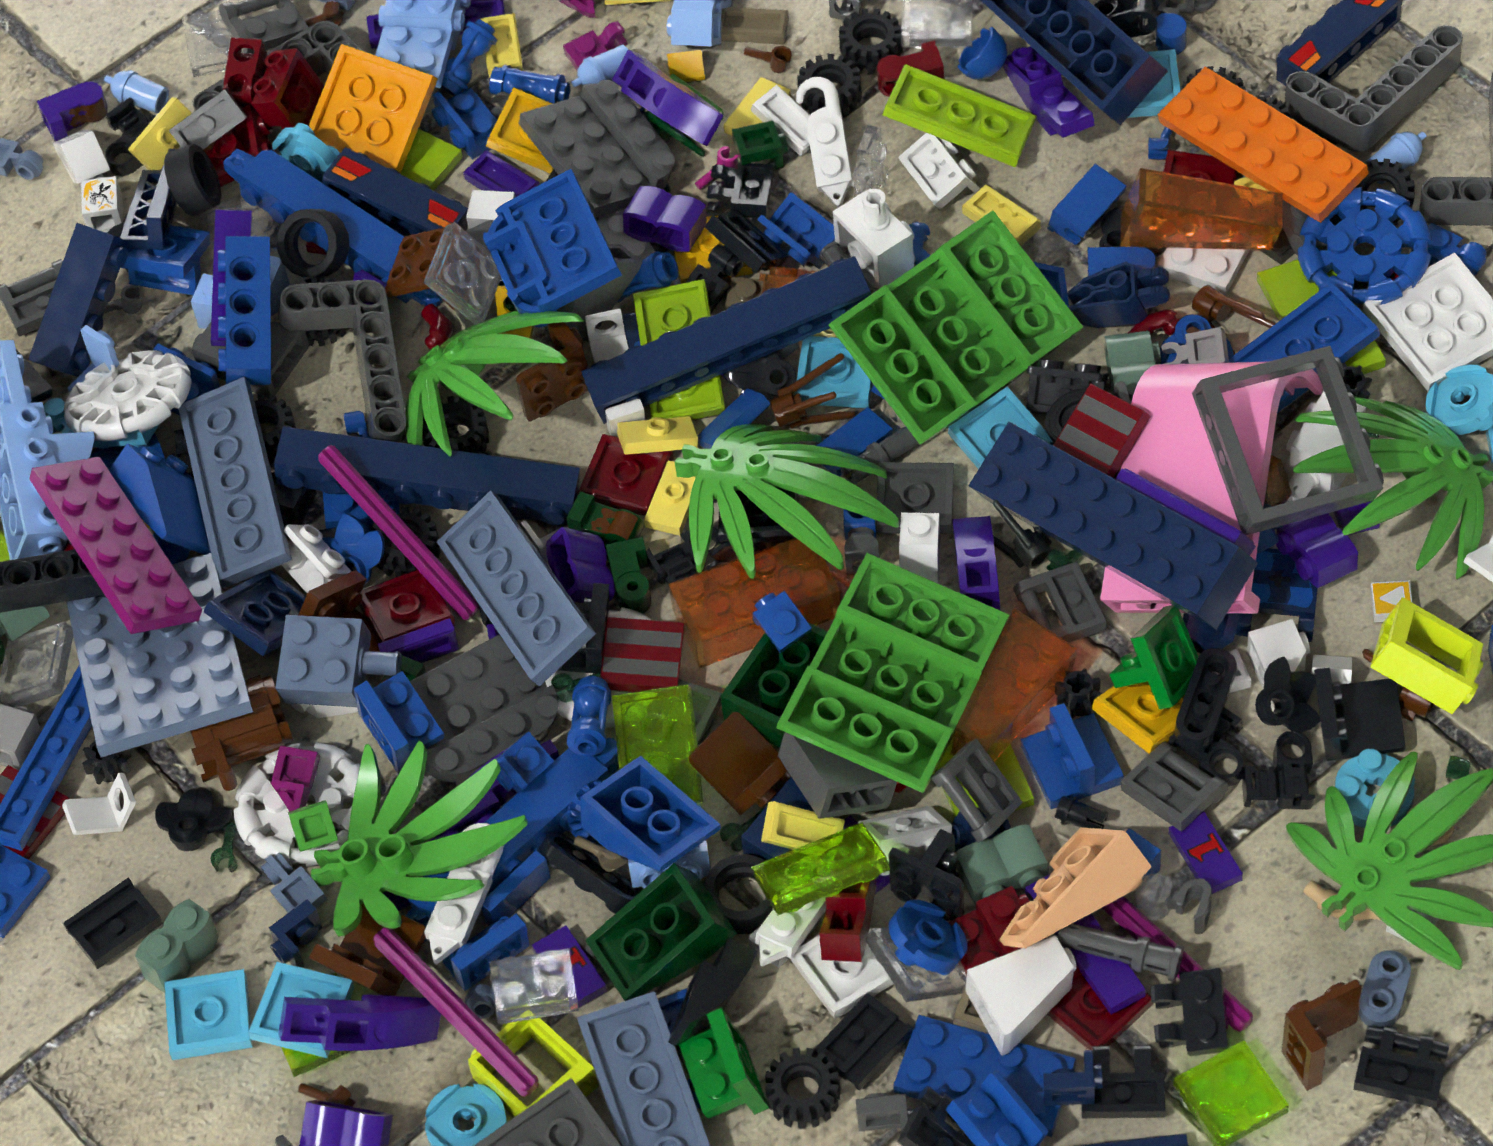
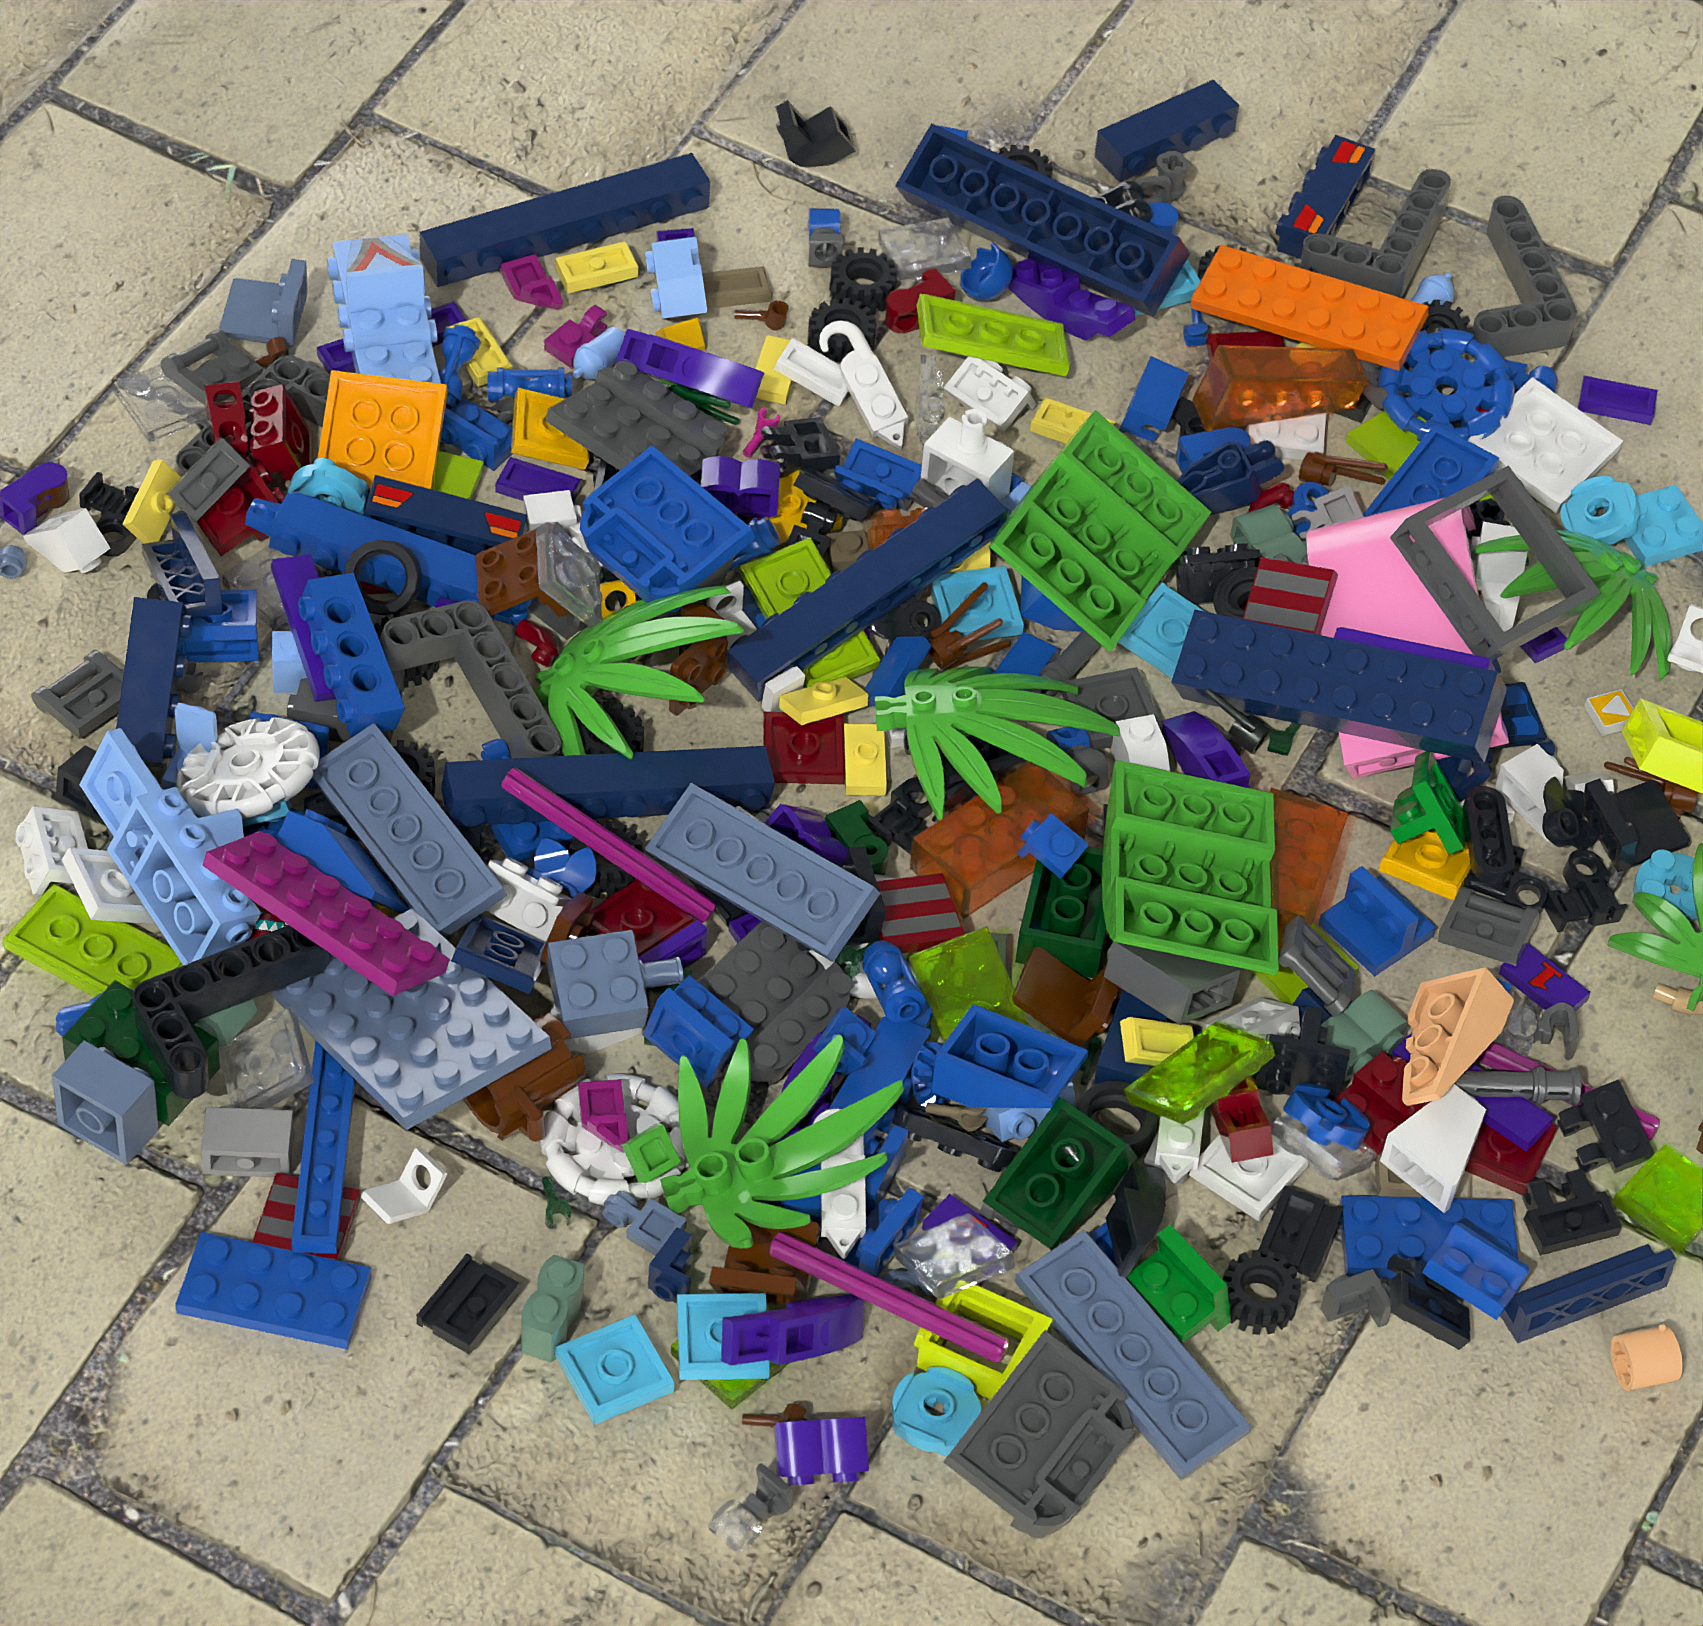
camera: 30 degrees left, 5 degrees down
(102, 203) = (114, 586): white brick -> none
(105, 767) = (385, 1142): black gear -> none
(143, 91) = (88, 459): light blue piece -> none
(191, 818) = (502, 1181): black plate -> none
(192, 179) = (218, 538): black tyre -> none
(607, 522) = (814, 794): dark green leg -> none
(760, 143) = (800, 398): dark green bracket -> none
(1070, 599) = (1306, 771): dark grey plate -> none
(1073, 1087) = (1531, 1220): dark blue bracket -> none
(1077, 692) = (1357, 852): black gear -> none
(1079, 813) = (1408, 972): black pin -> none
(1318, 549) = (1534, 676): dark purple brick -> none

